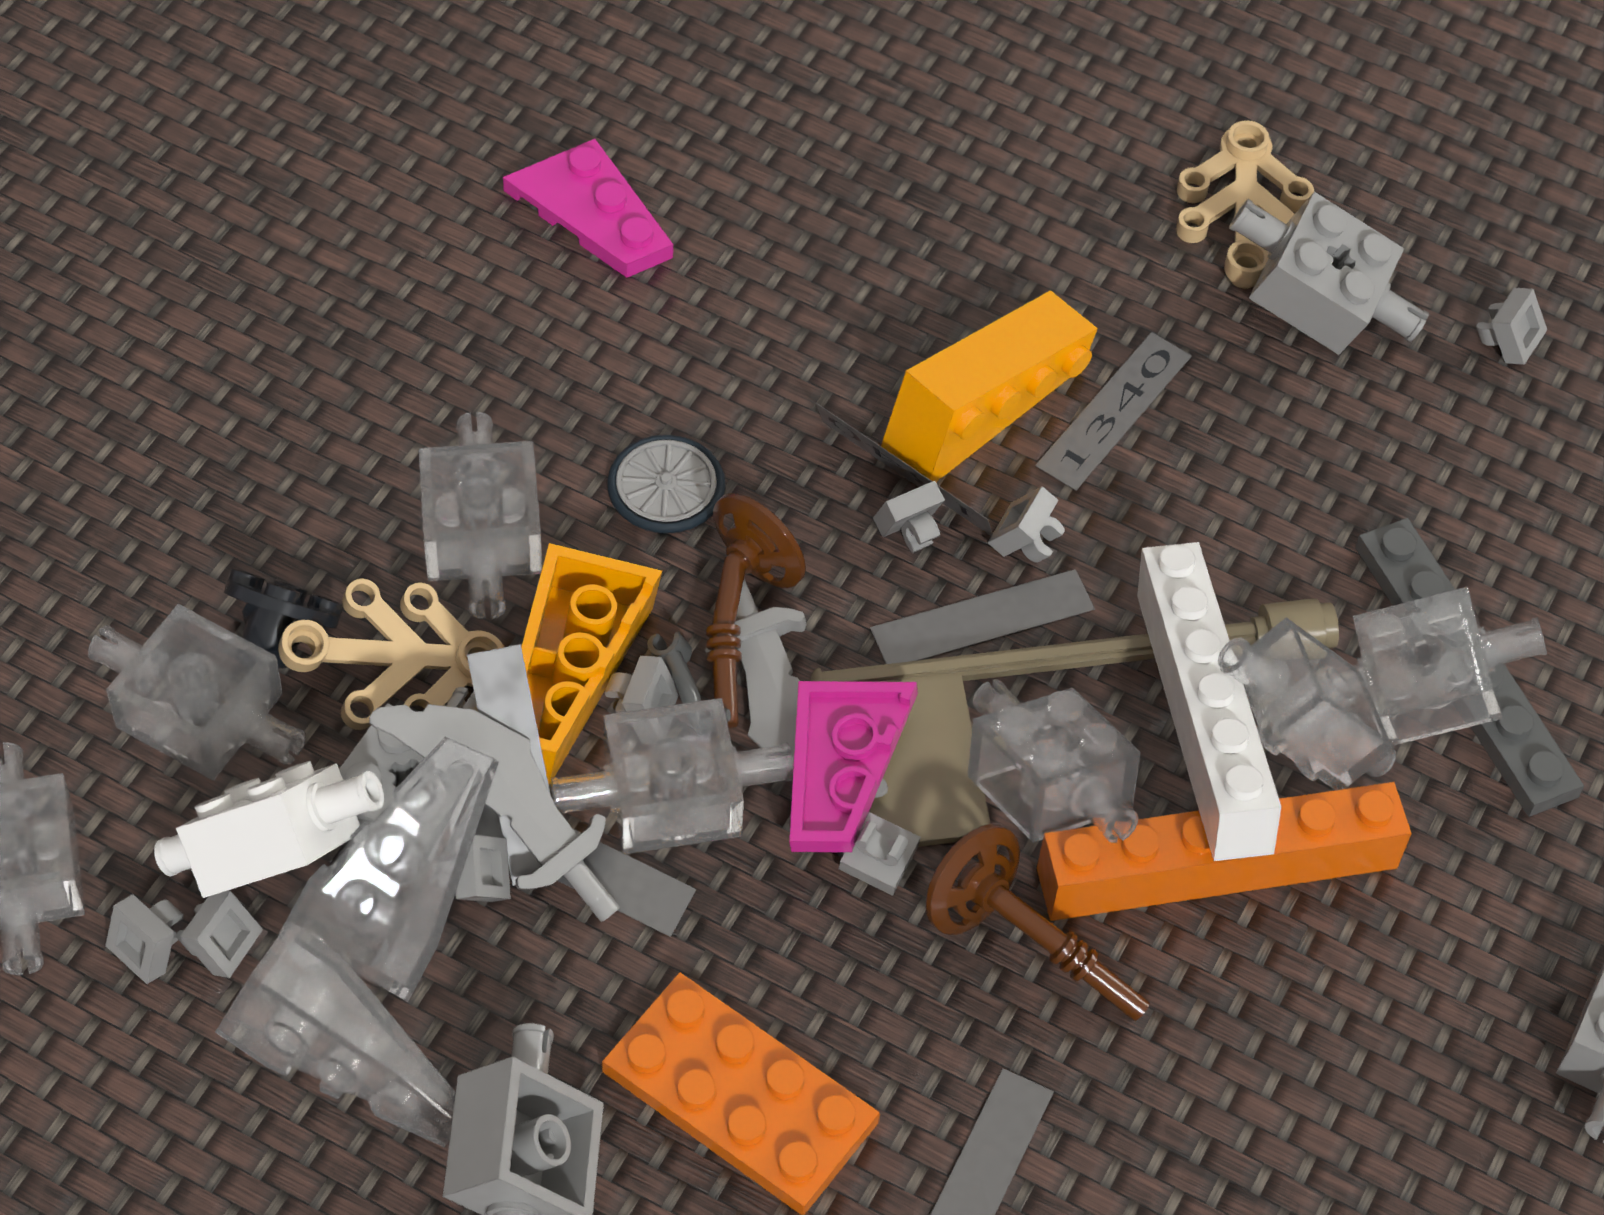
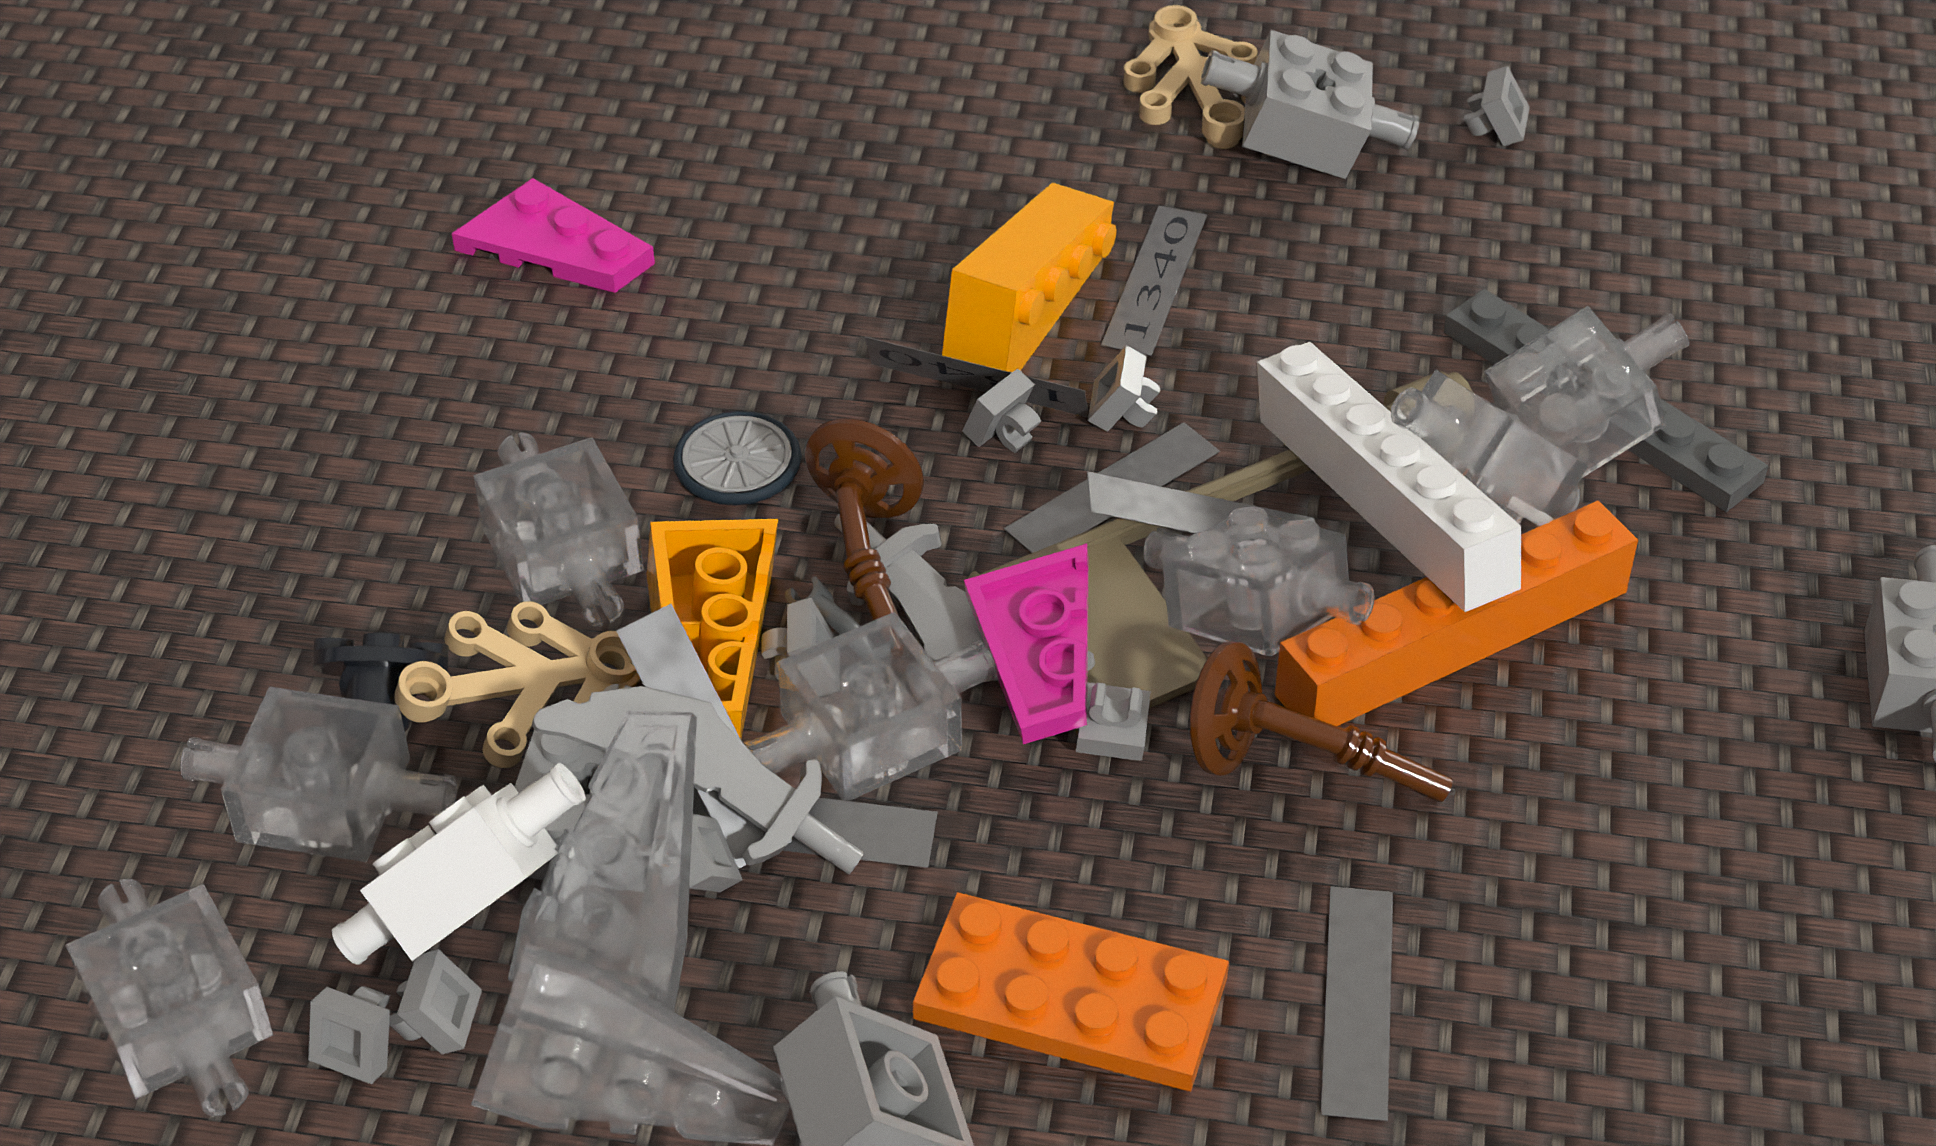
camera: 15 degrees left, 10 degrees down
(1035, 672) = (1163, 505): none -> flat silver sticker

